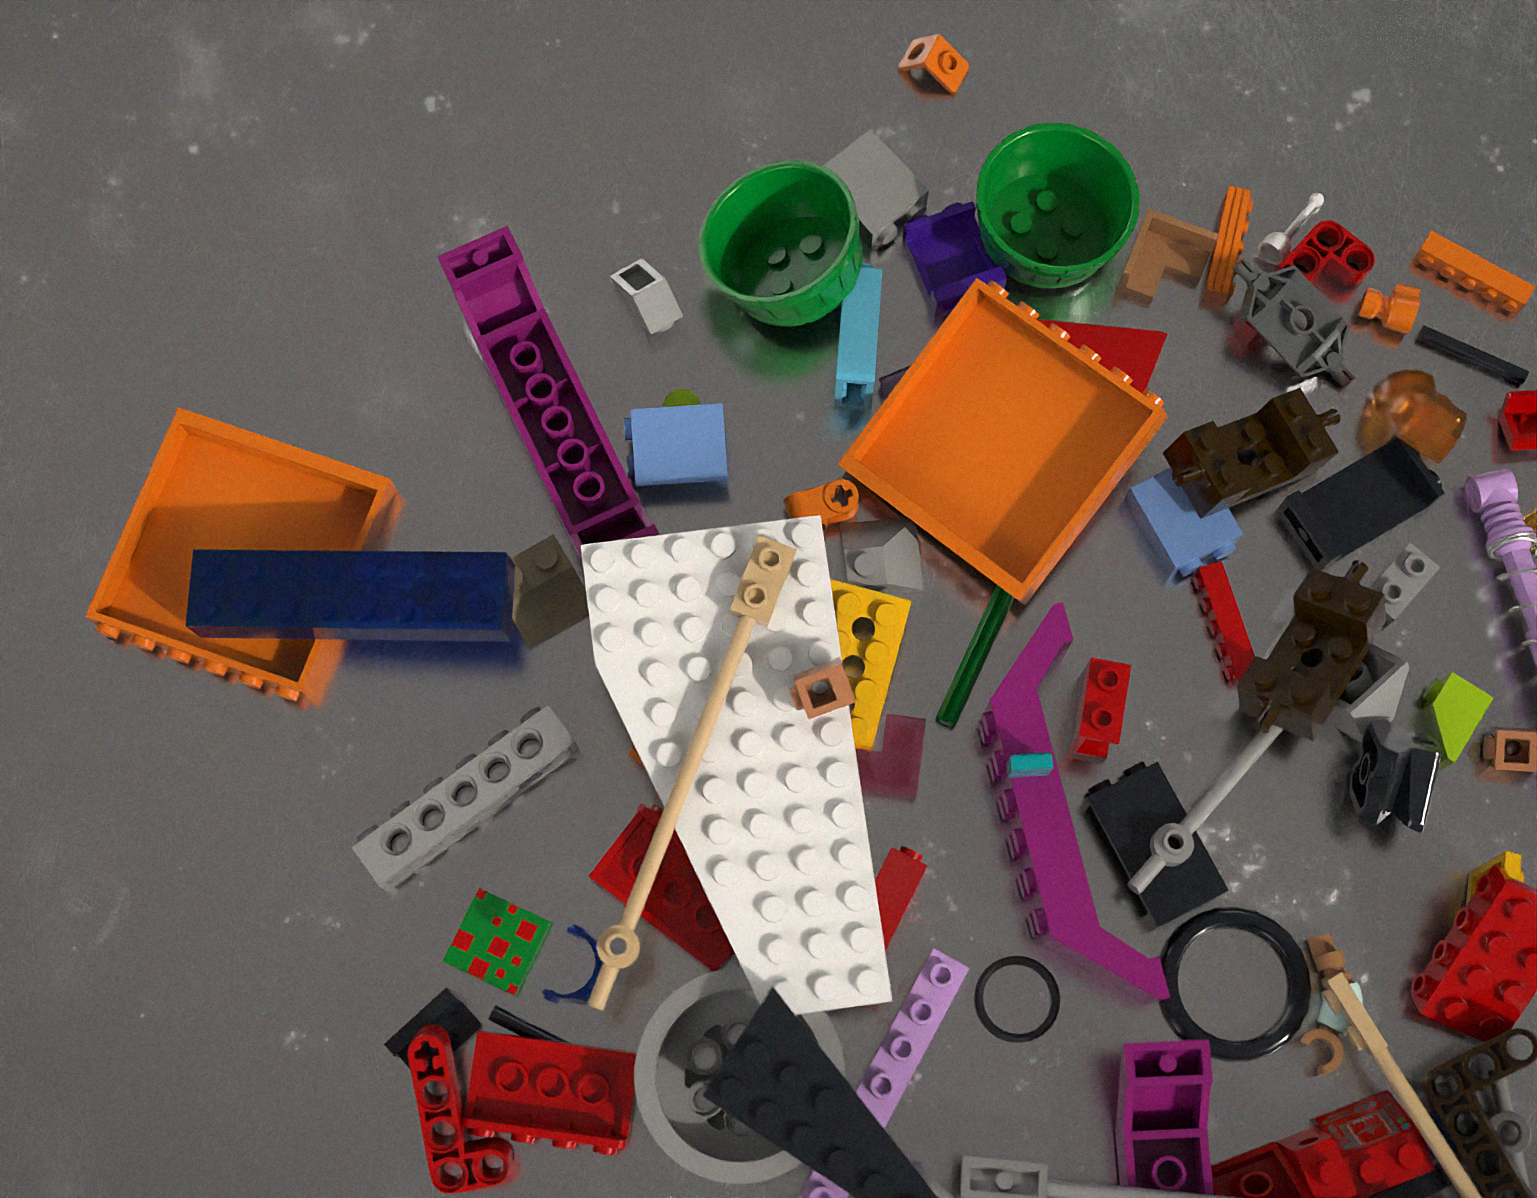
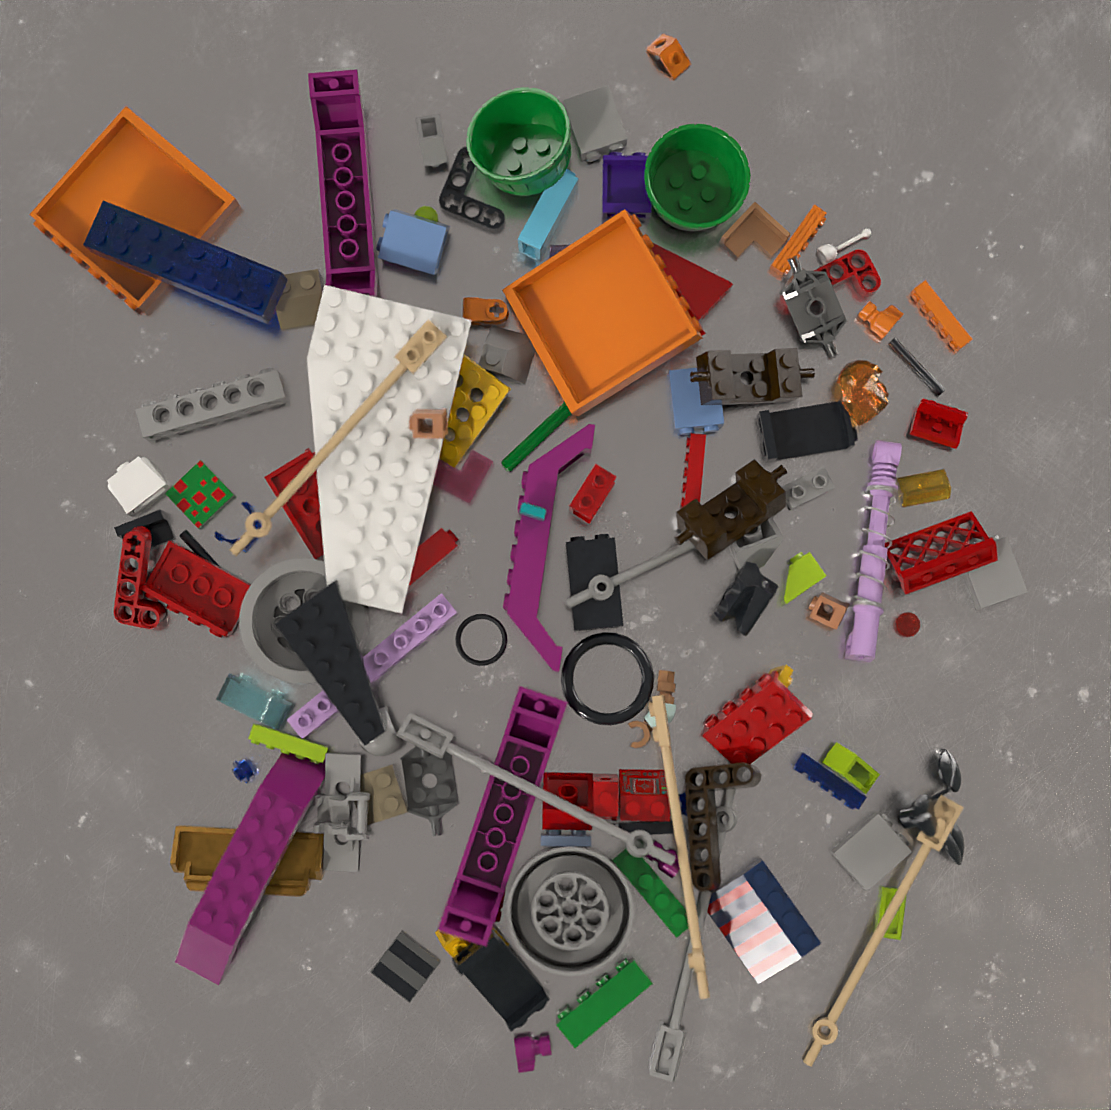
camera: 20 degrees right, 10 degrees up
(394, 964) = (137, 485): none -> white torso
(716, 357) = (459, 194): none -> black beam

